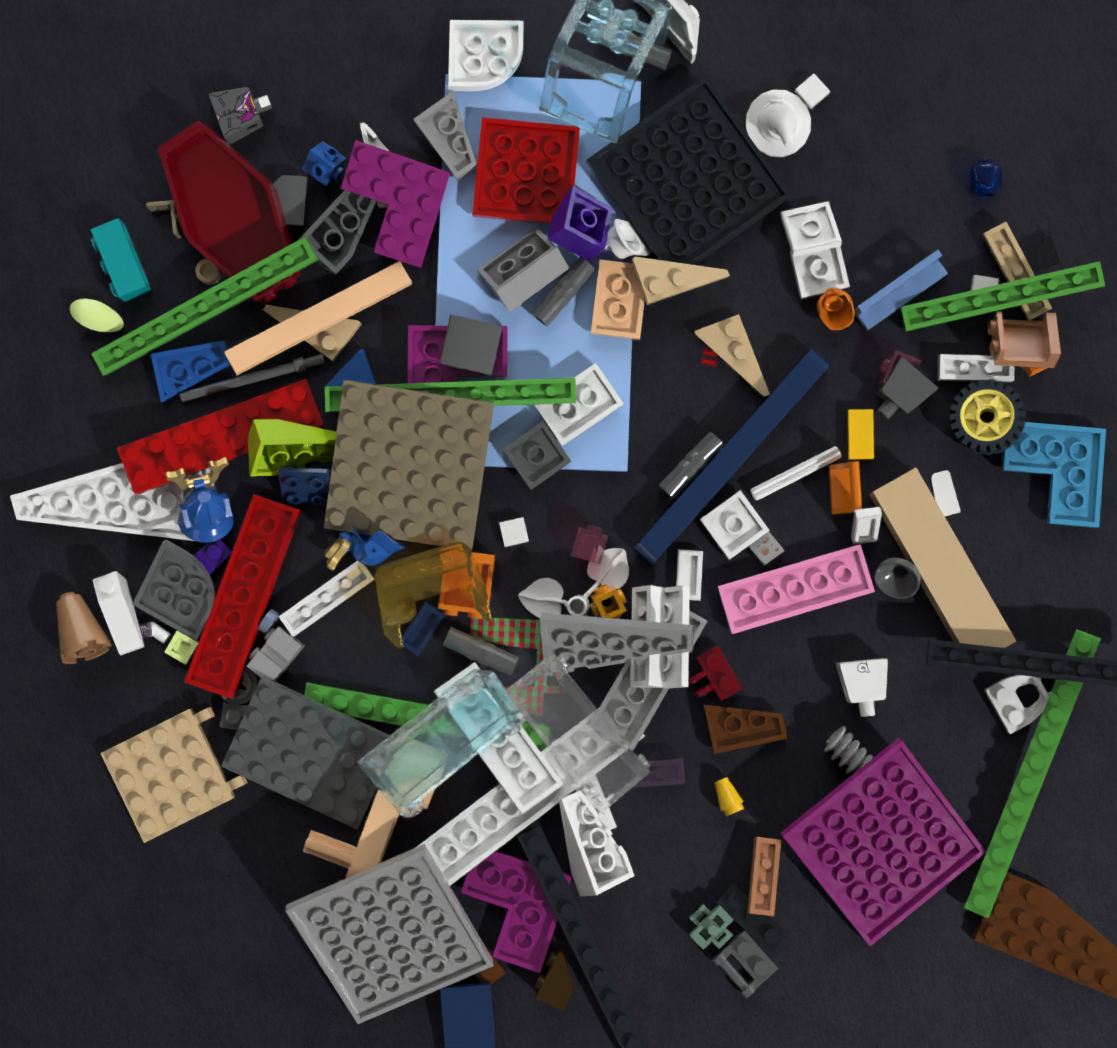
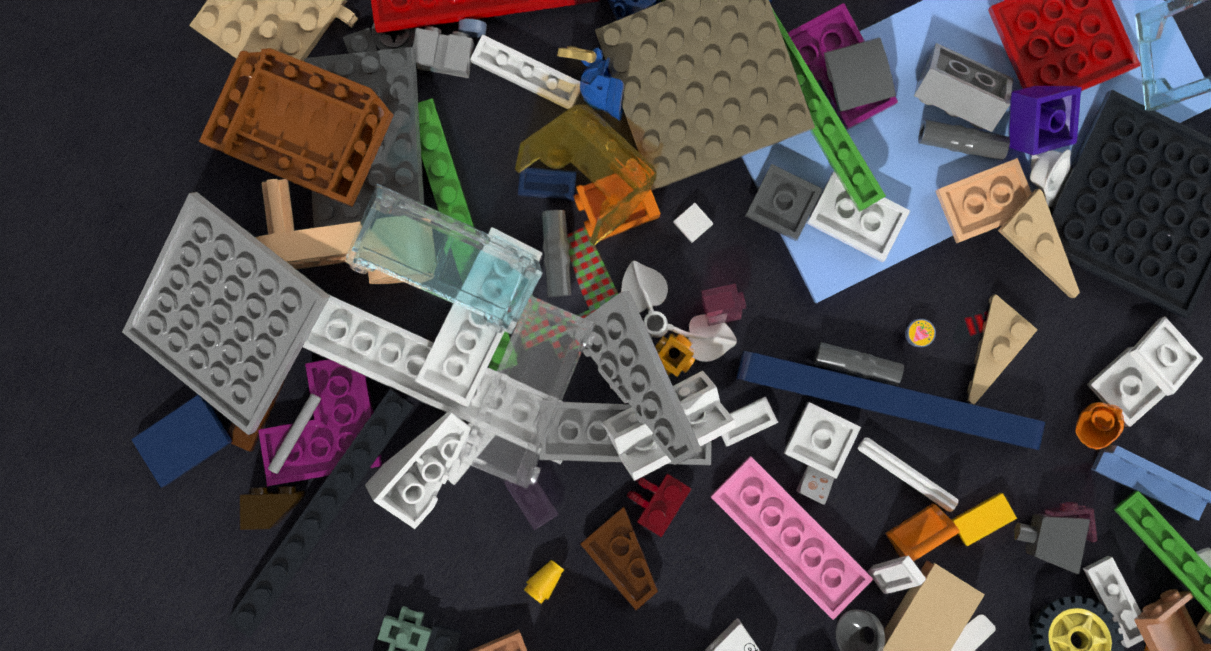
camera: 65 degrees right, 0 degrees up
(272, 797) = (299, 123): none -> dark orange slope
(510, 929) = (294, 433): none -> light grey bar
(693, 404) = (920, 333): none -> tile

